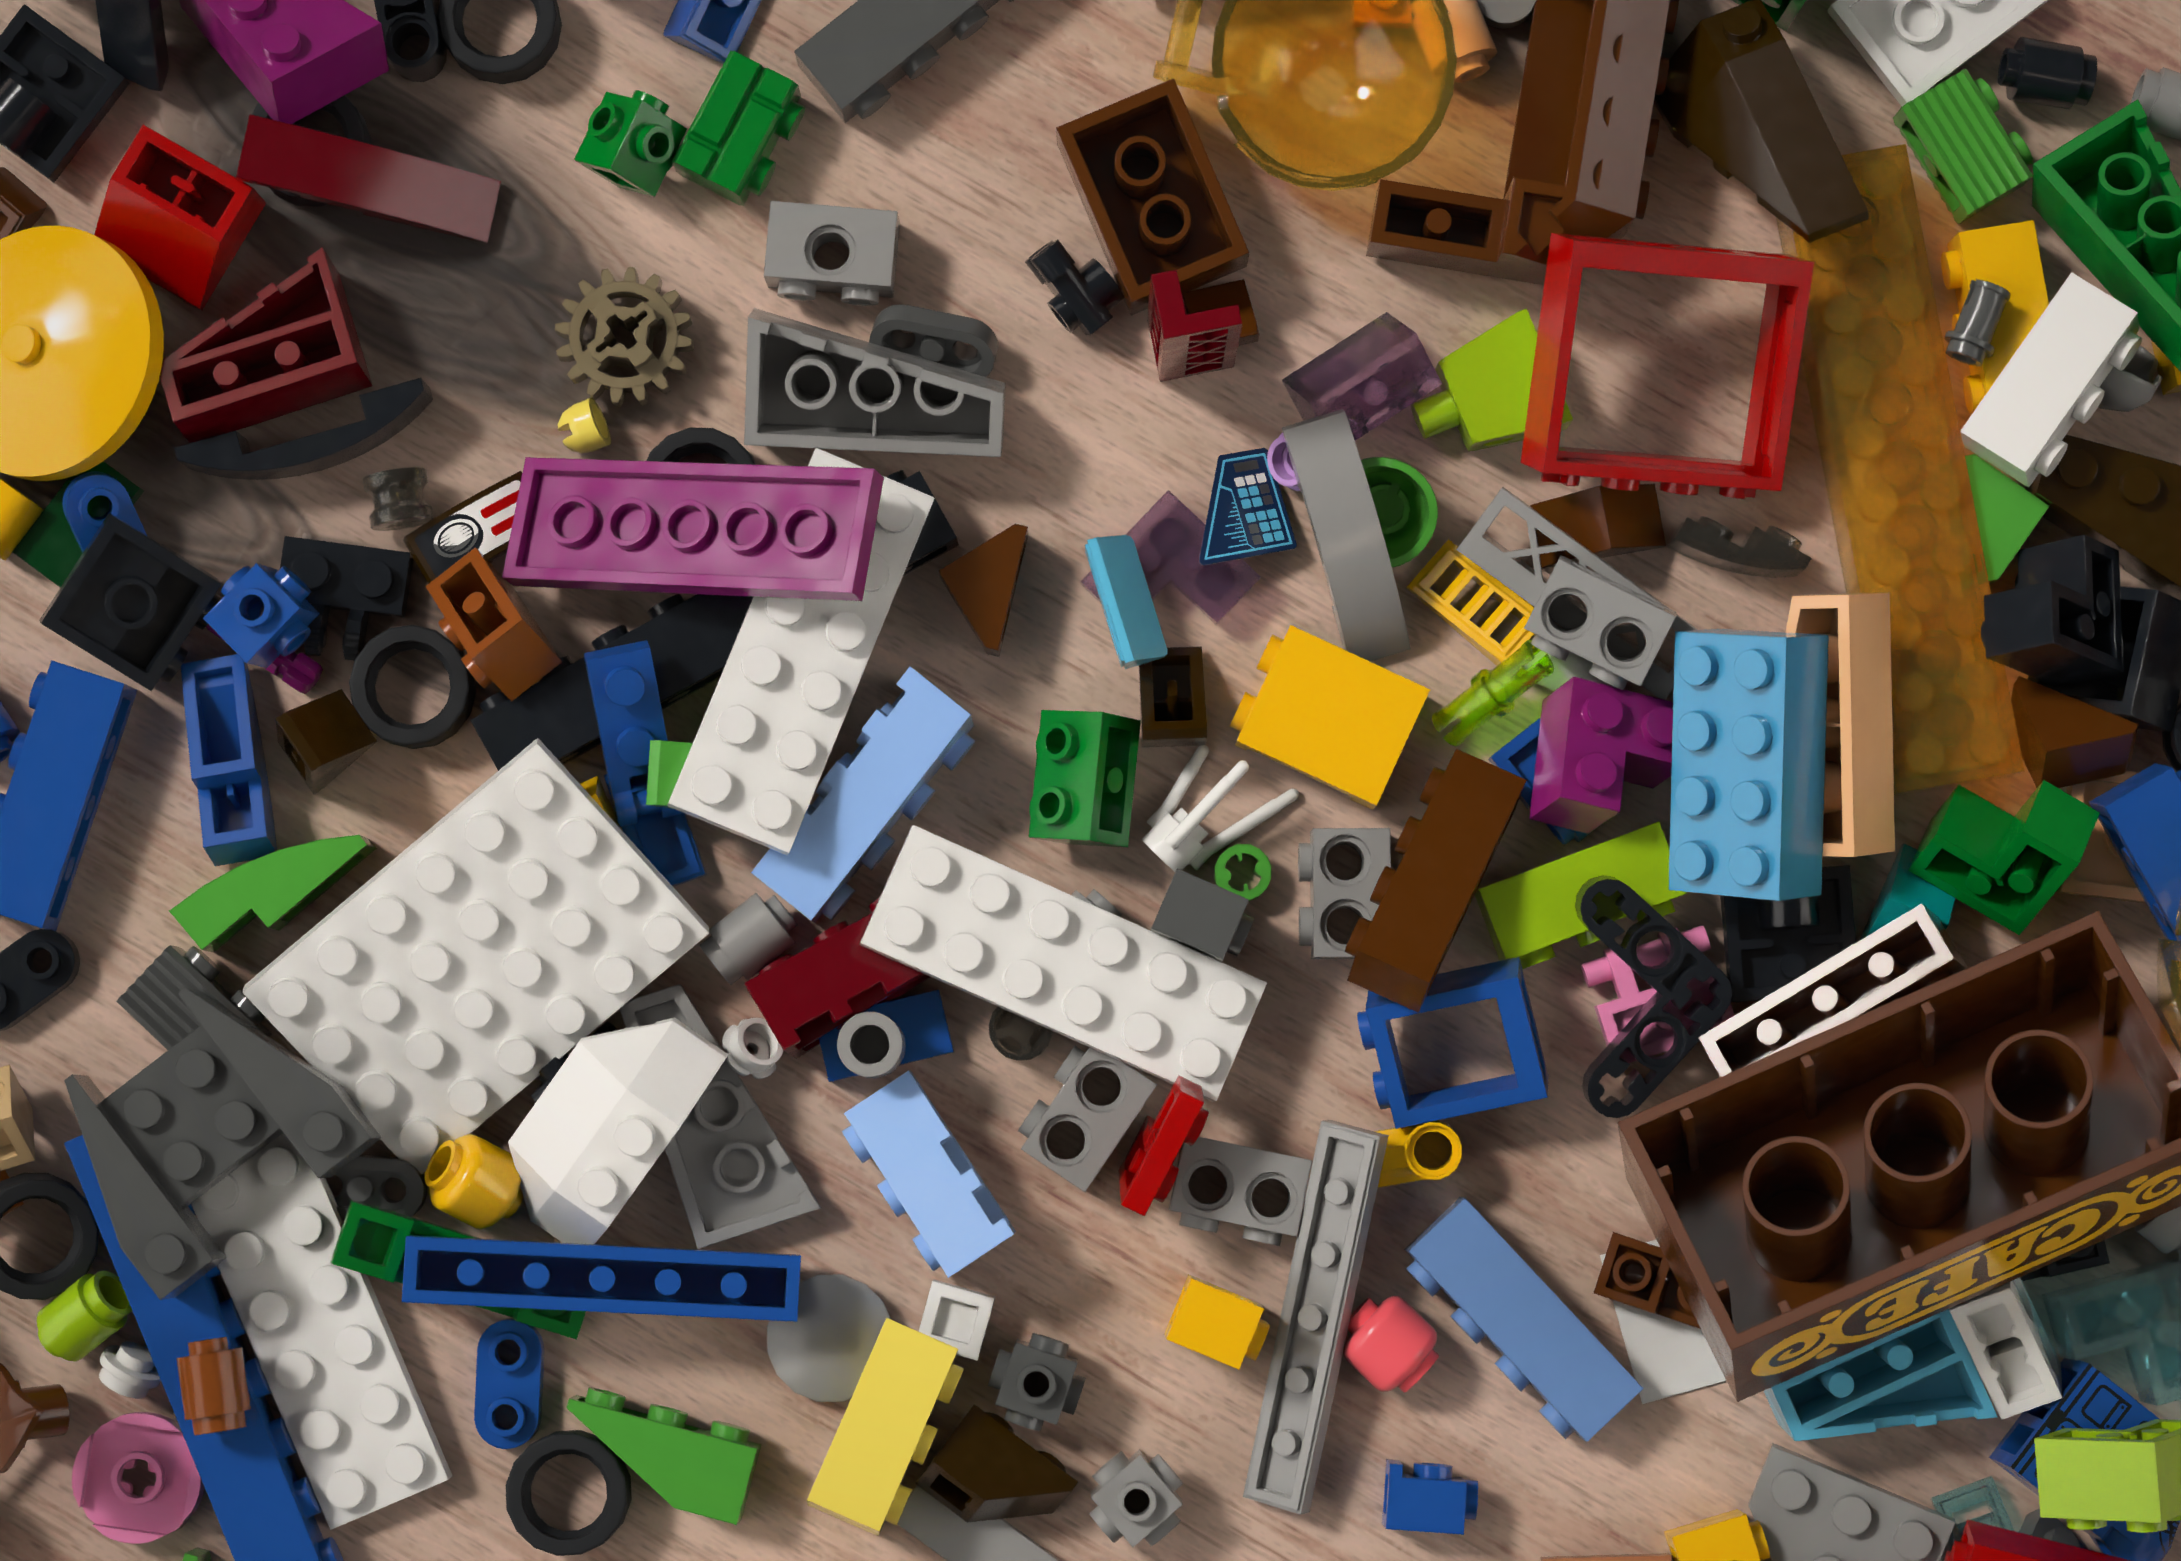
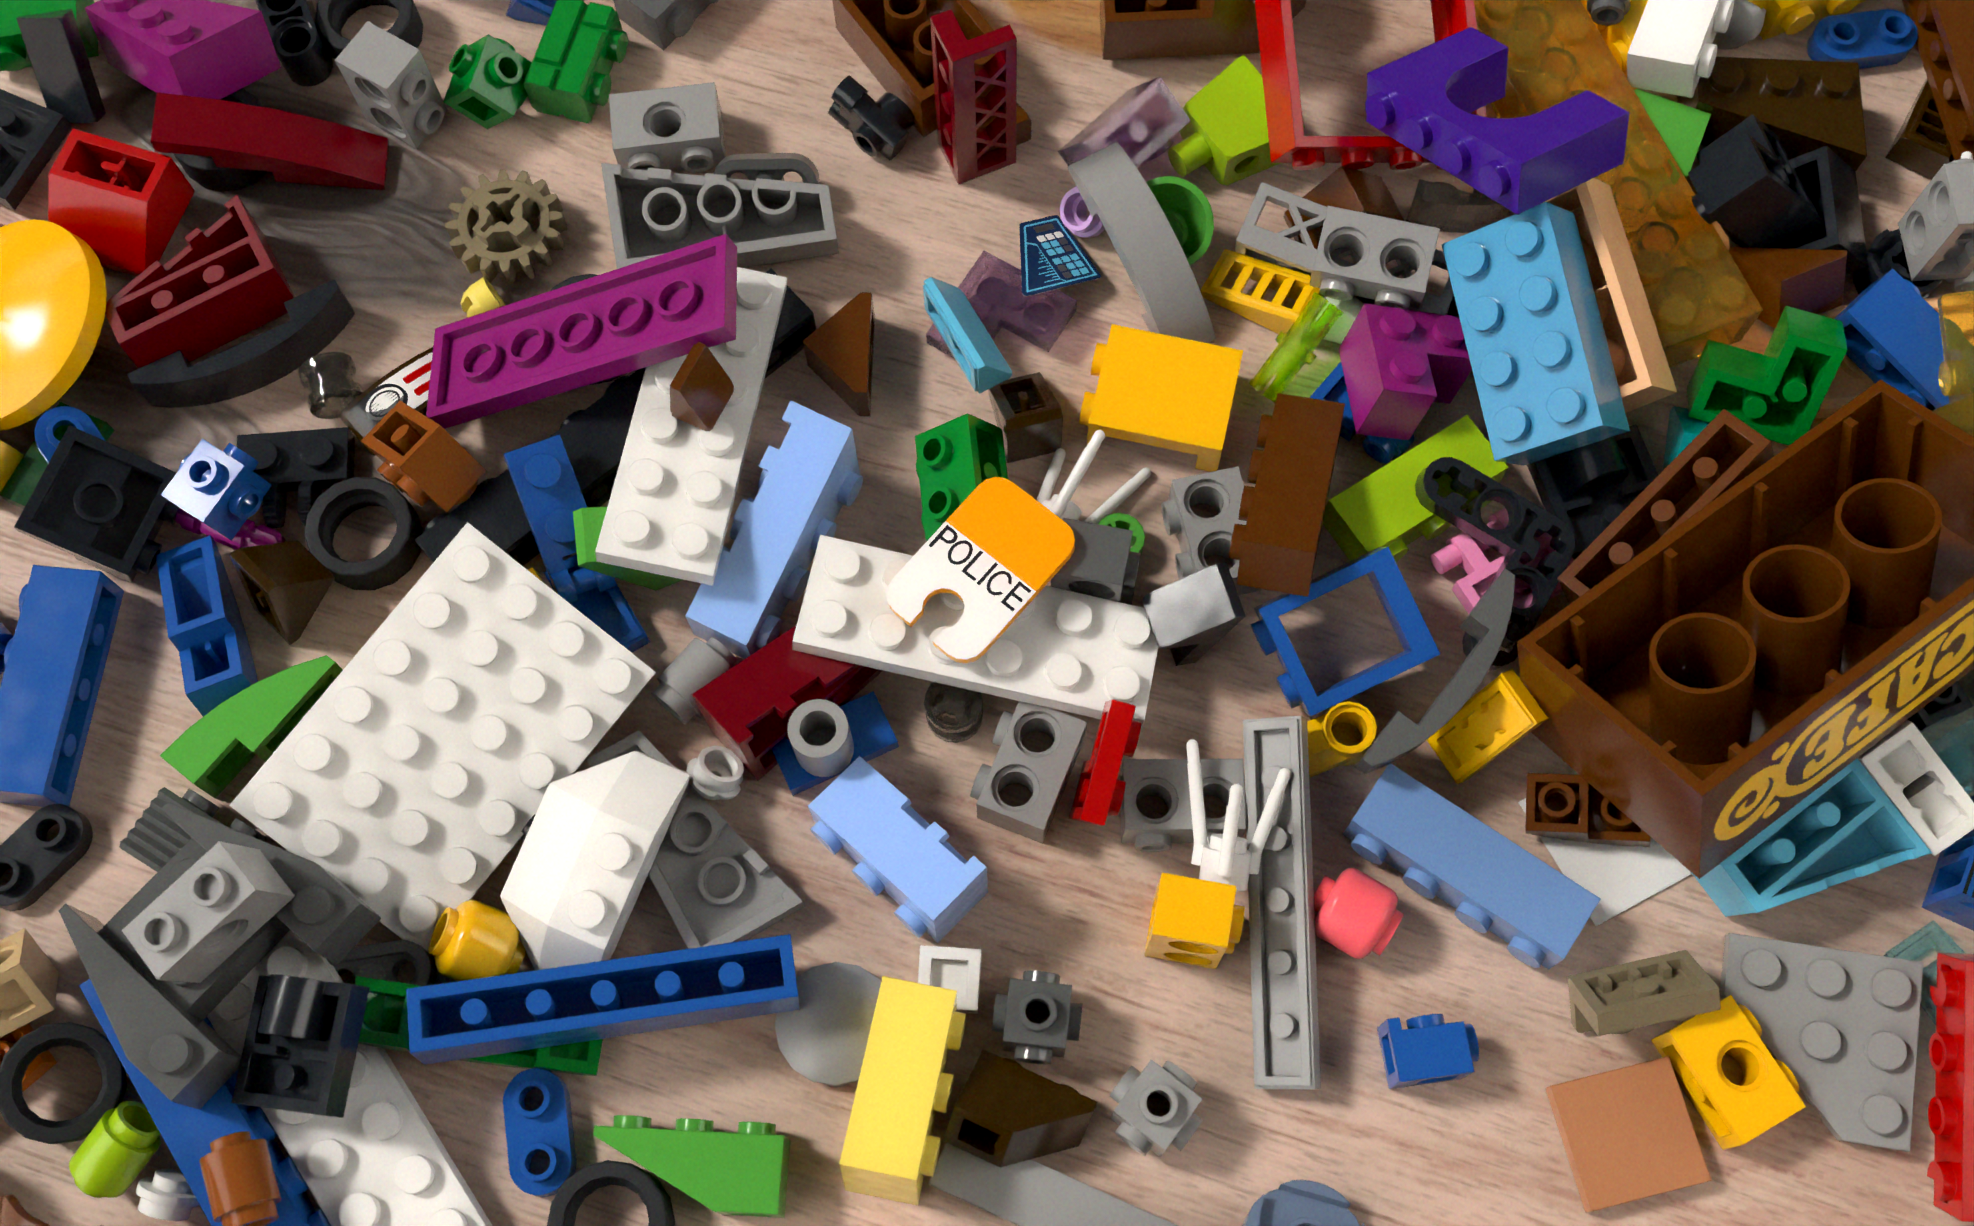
camera: 10 degrees left, 15 degrees down
(222, 1126) = (208, 913): none -> light grey brick
(289, 1263) = (301, 1045): none -> black plate
(520, 135) = (392, 84): none -> light grey brick
(814, 641) = (700, 389): none -> reddish brown slope
(1092, 896) = (993, 557): none -> piece
(1266, 1265) = (1226, 856): none -> white plant
(1295, 991) = (1194, 612): none -> slope
(1479, 1180) = (1488, 626): none -> dark grey slope
(1577, 1179) = (1487, 726): none -> yellow plate
(1657, 1493) = (1641, 994): none -> dark tan bracket
(1762, 580) = (1514, 161): none -> dark purple arch

